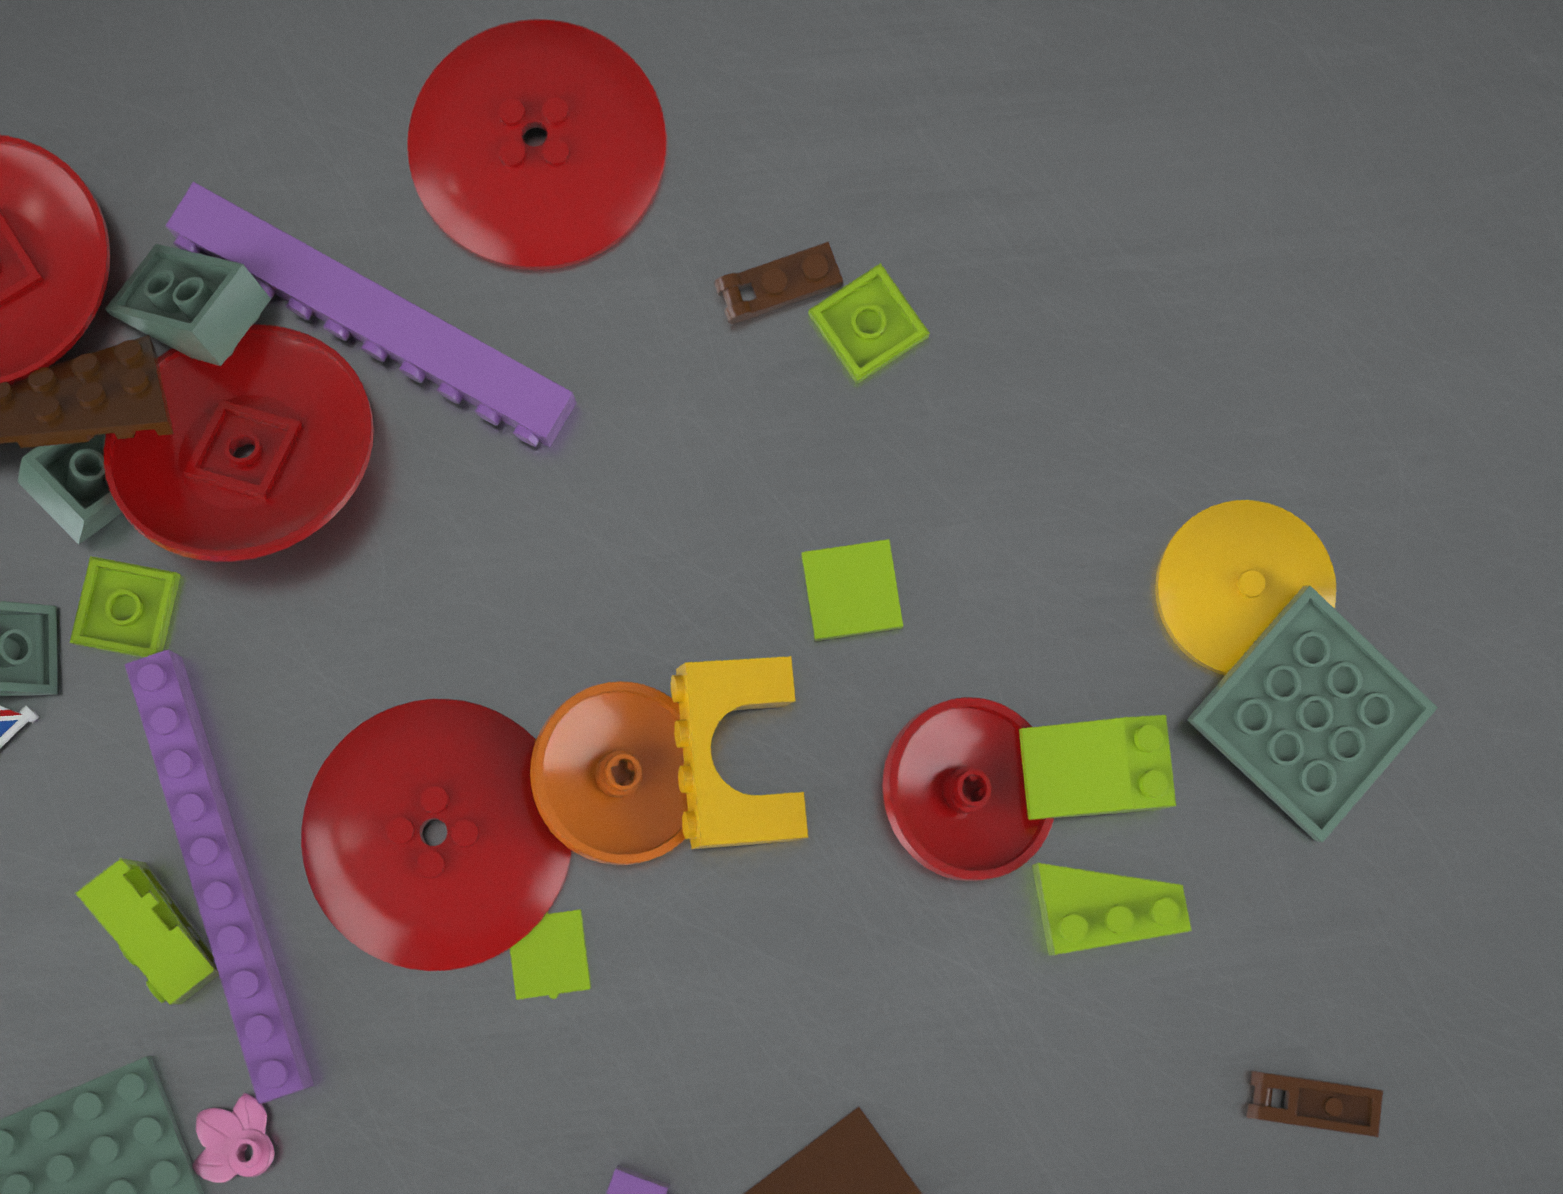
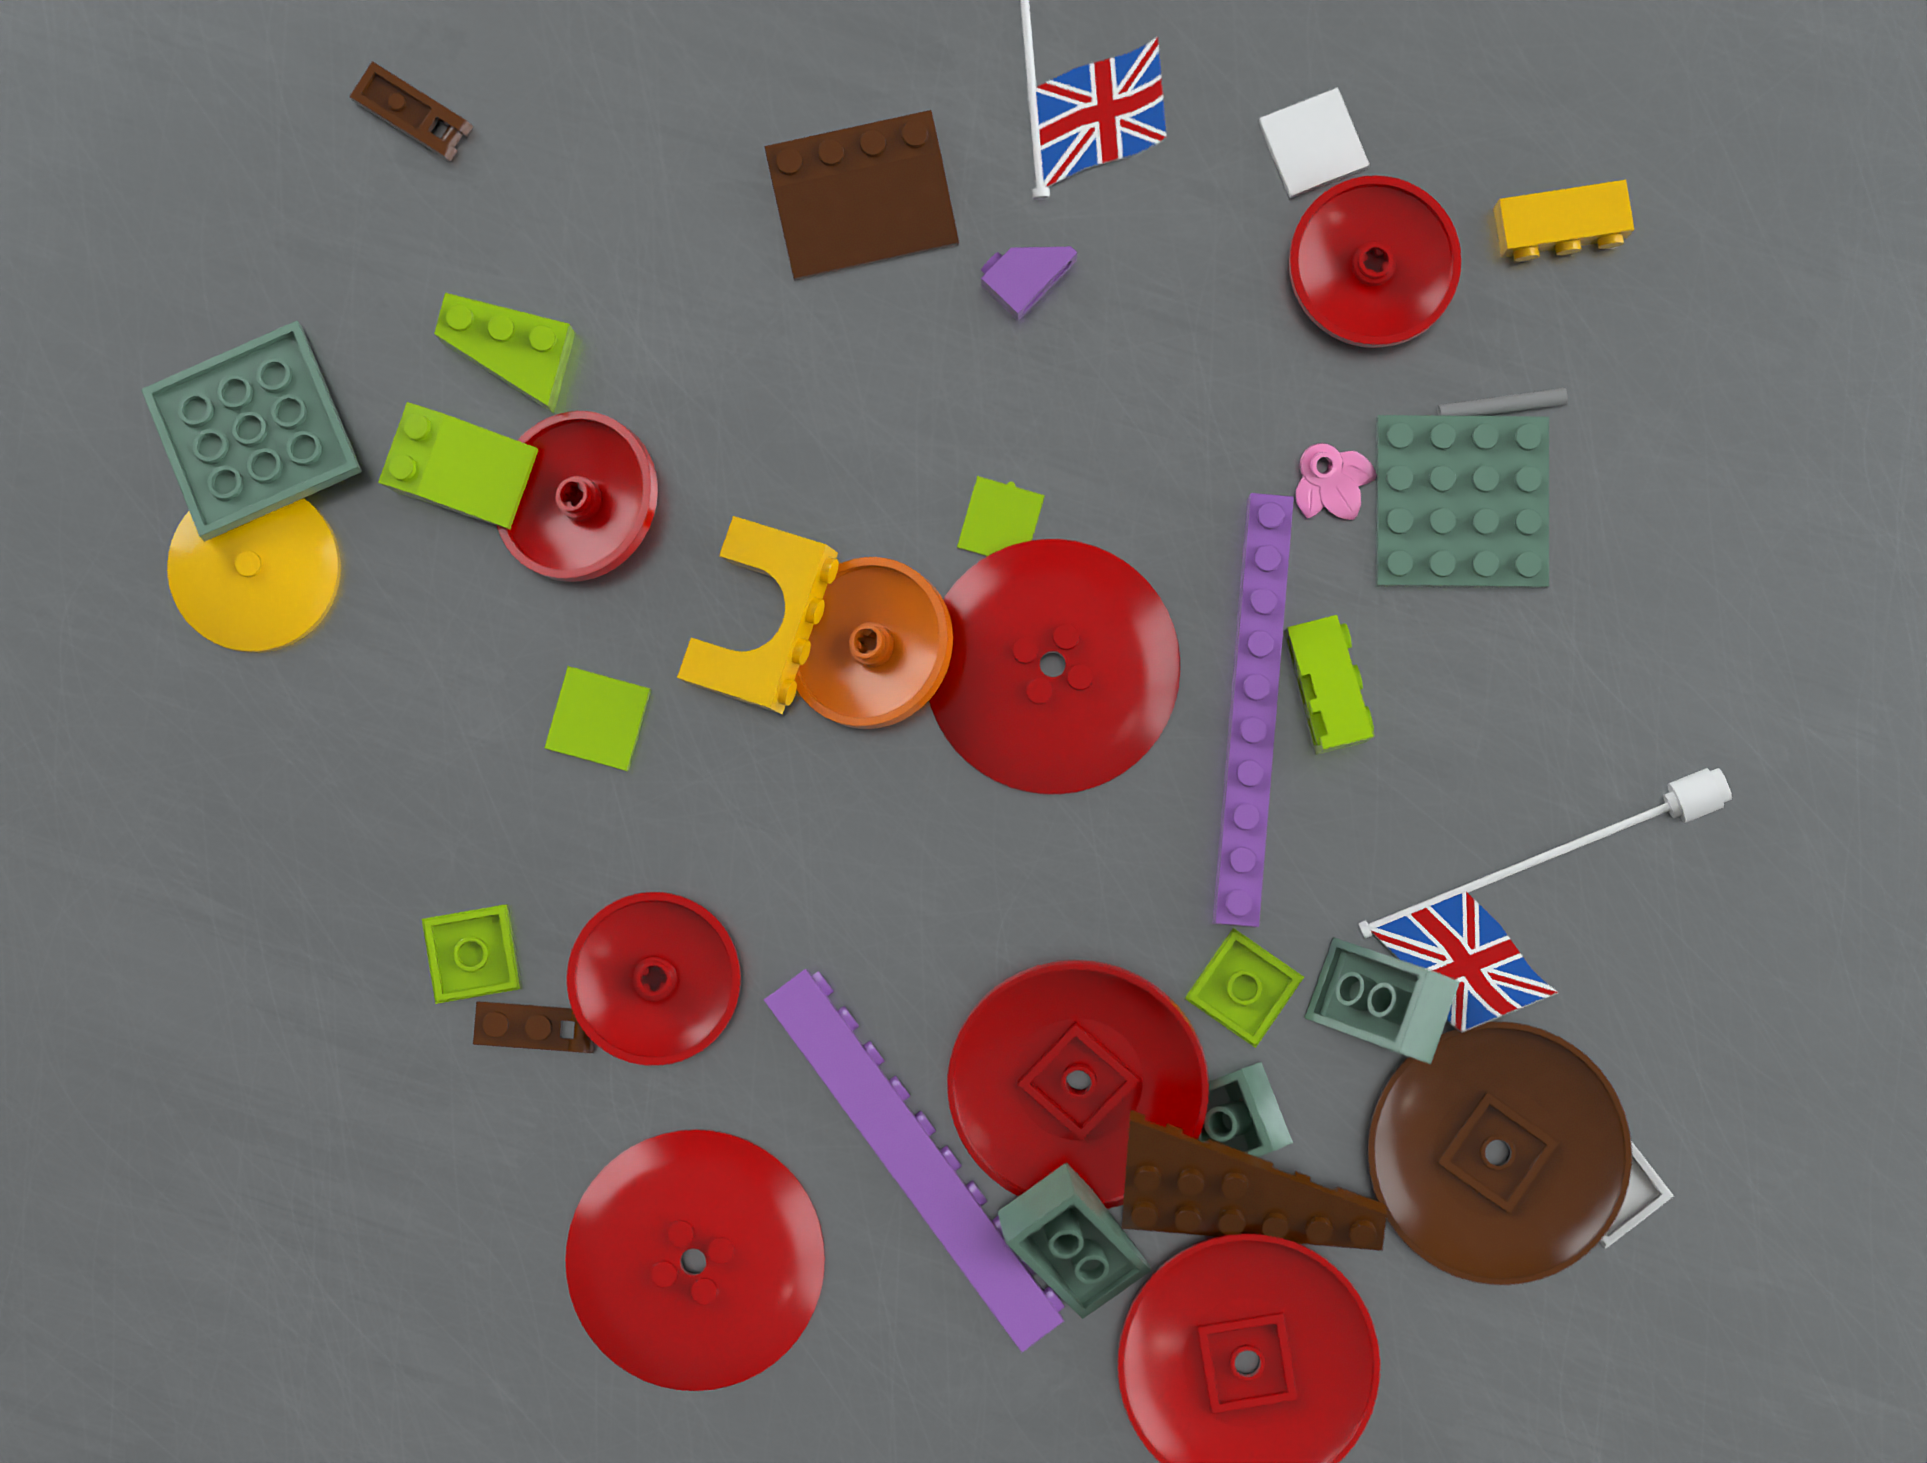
camera: 150 degrees left, 5 degrees up
(685, 368) = (653, 978): none -> red dish

